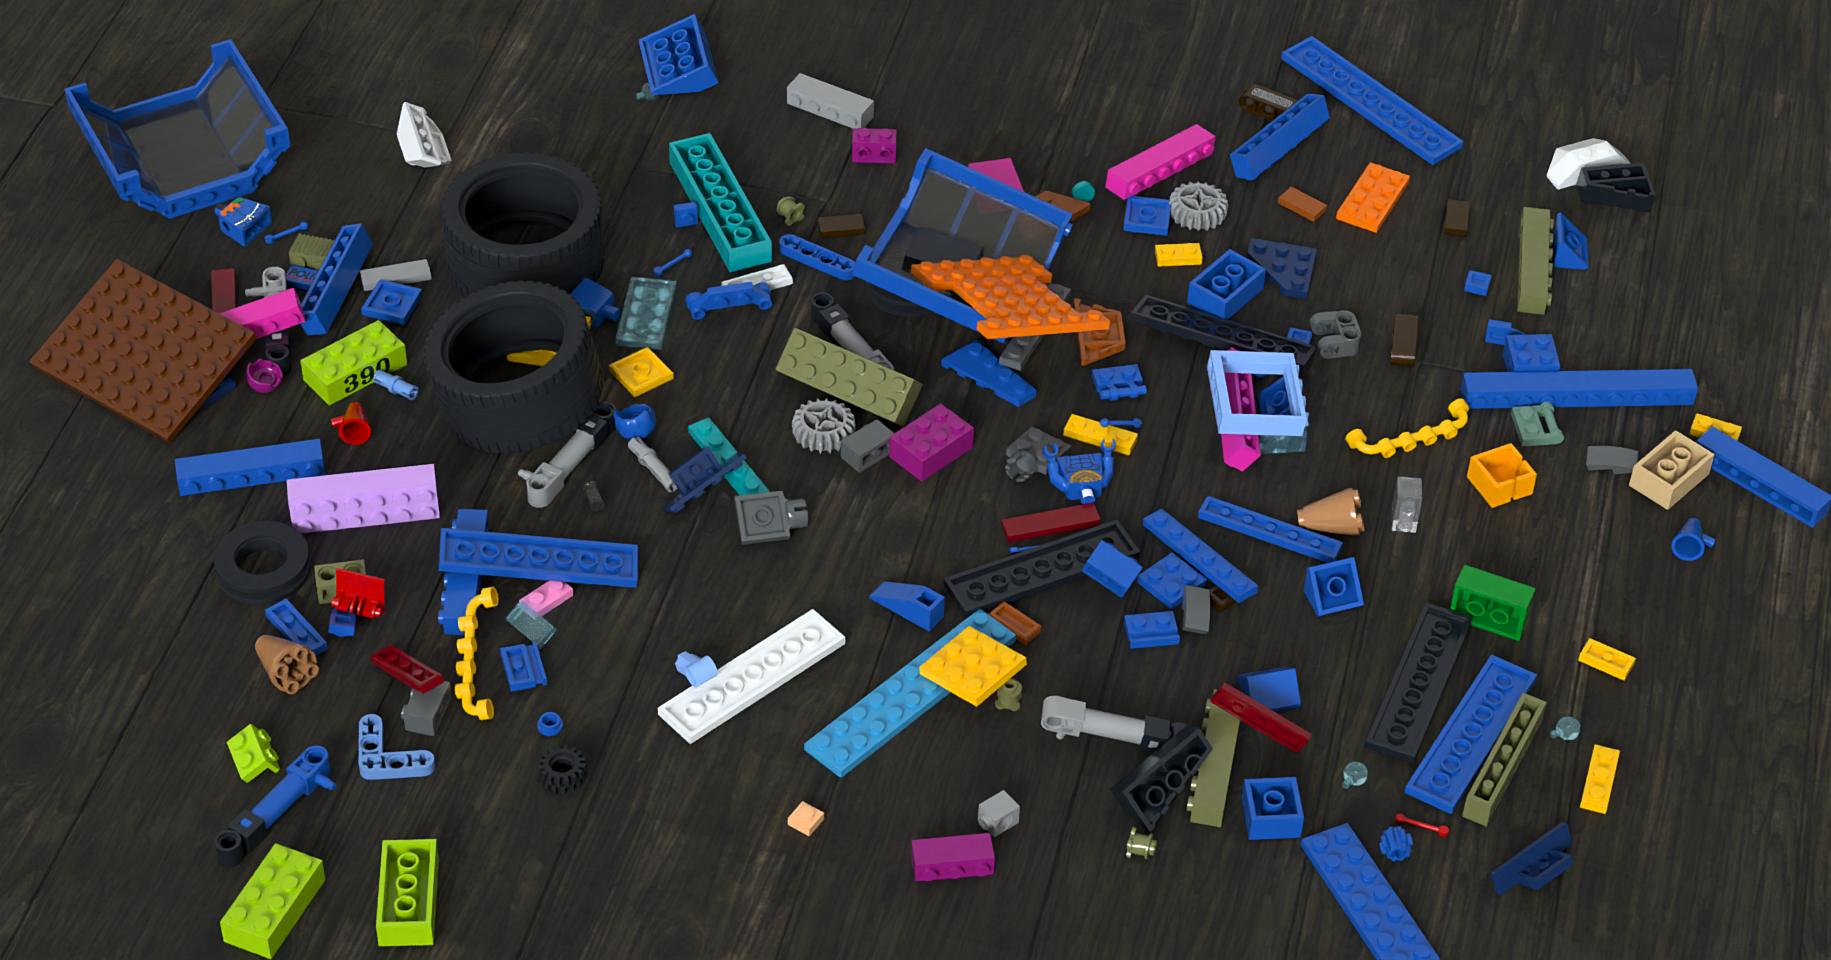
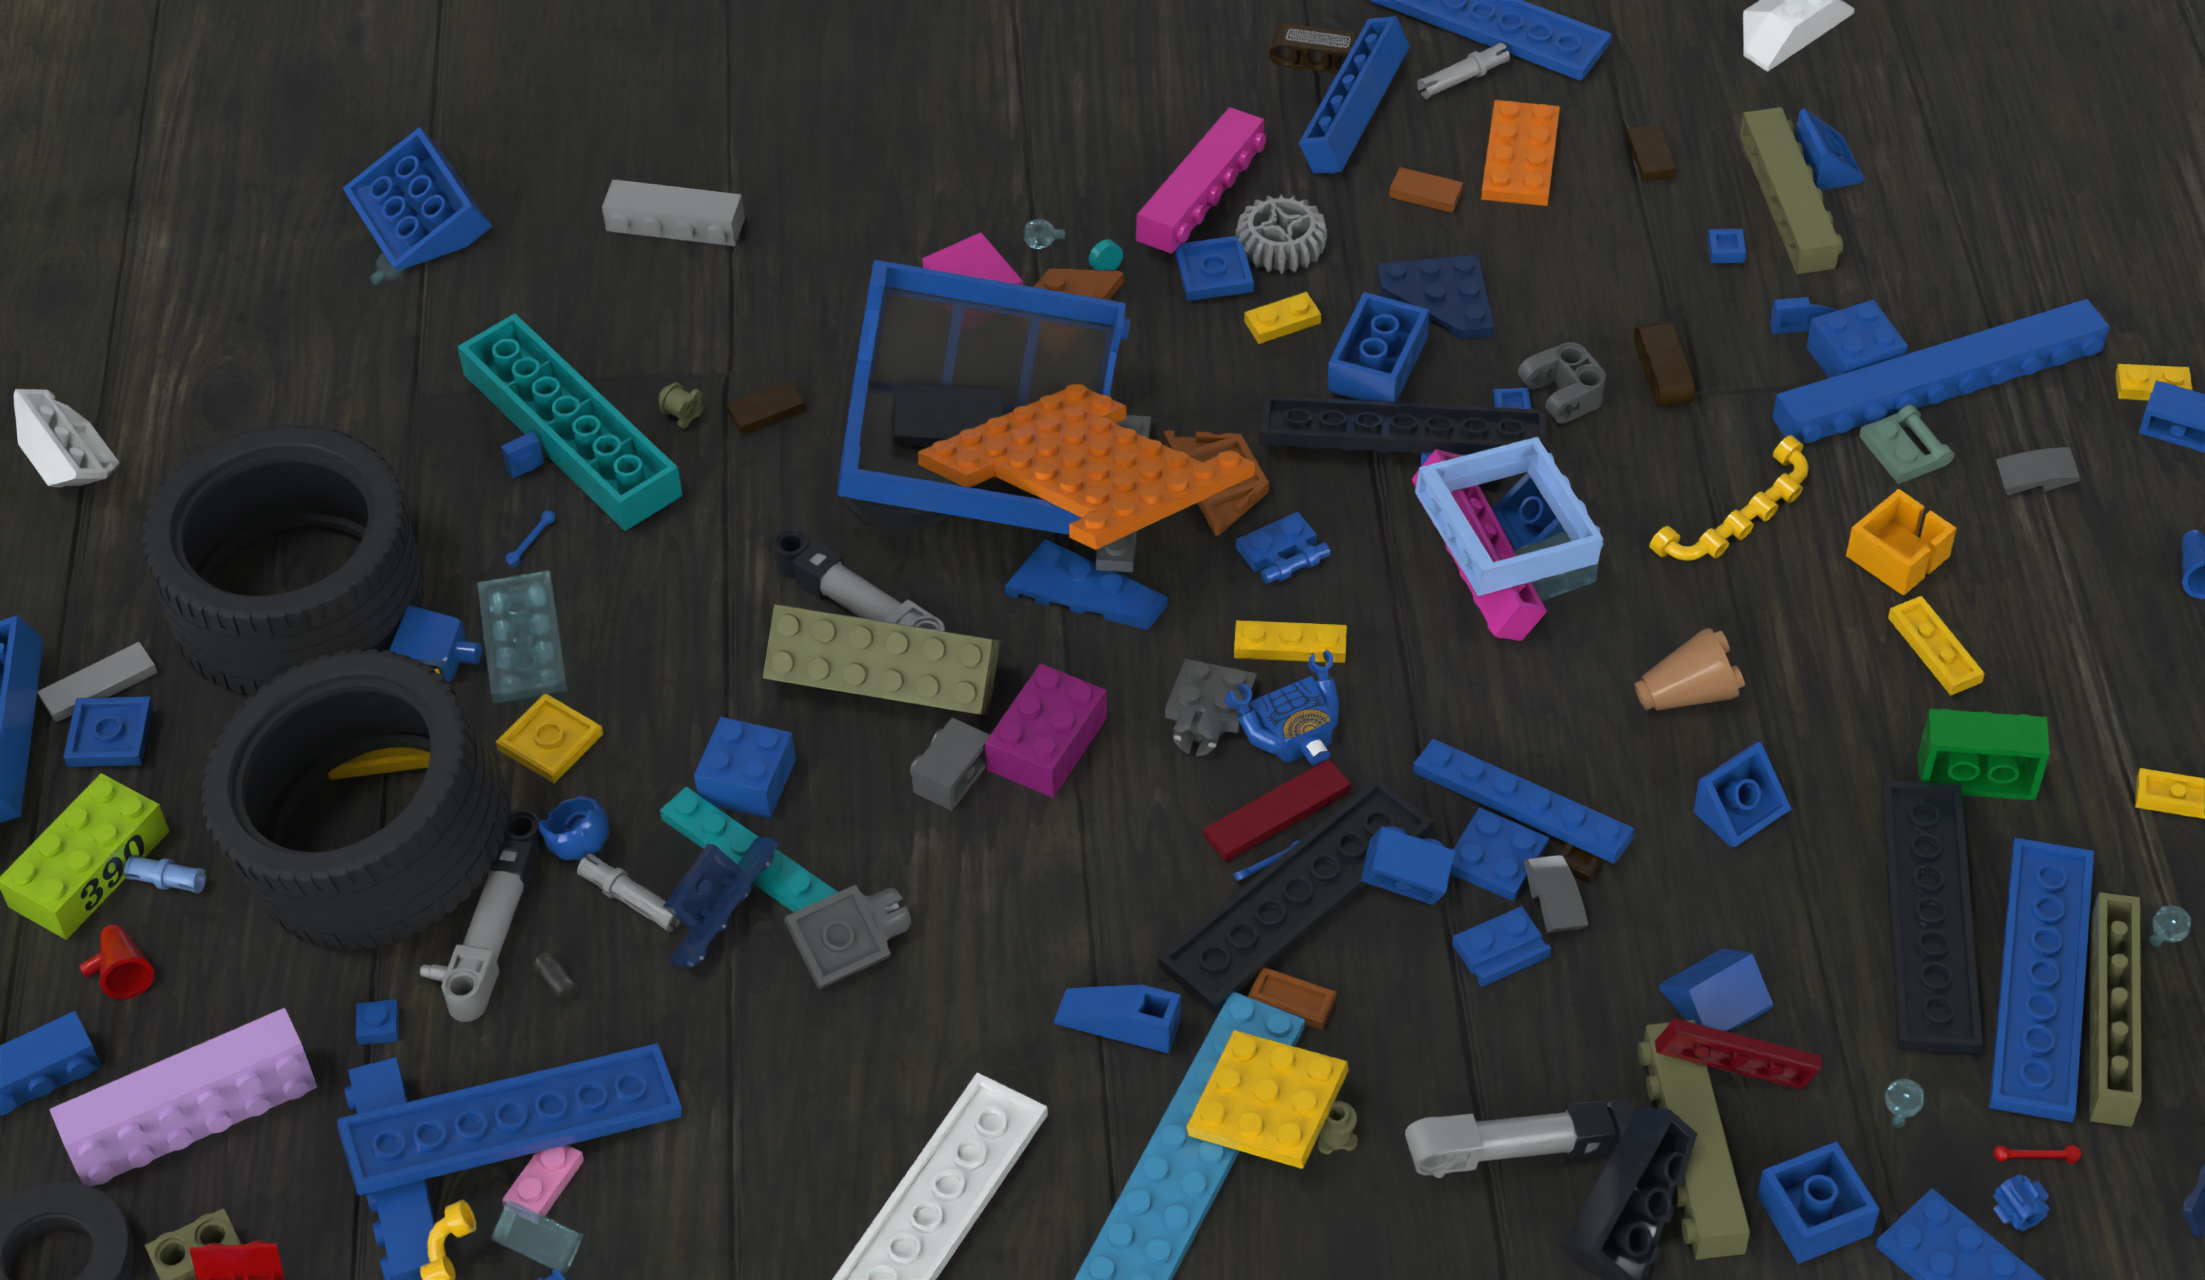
camera: 15 degrees left, 5 degrees up
(485, 493) = (377, 1022): none -> blue plate
(696, 669) = (838, 1239): light blue piece -> none
(729, 296) = (641, 574): blue plate -> none
(746, 415) = (745, 767): none -> blue brick
(774, 276) = (673, 537): white tile -> none
(795, 246) = (748, 474): blue beam -> none
(822, 425) = (869, 749): light grey gear -> none
(874, 145) = (767, 265): magenta brick -> none
(1050, 170) = (1041, 233): none -> clear light blue piece
(1105, 422) = (1334, 607): blue hinge -> none
(1270, 530) = (1606, 727): blue plate -> none
(1364, 139) = (1474, 65): none -> light grey pin
(1406, 504) = (1790, 629): clear piece -> none
(1497, 539) = (1936, 645): none -> yellow plate
(1617, 186) = (1855, 46): black wedge -> none
(1671, 470) = (2130, 464): tan brick -> none

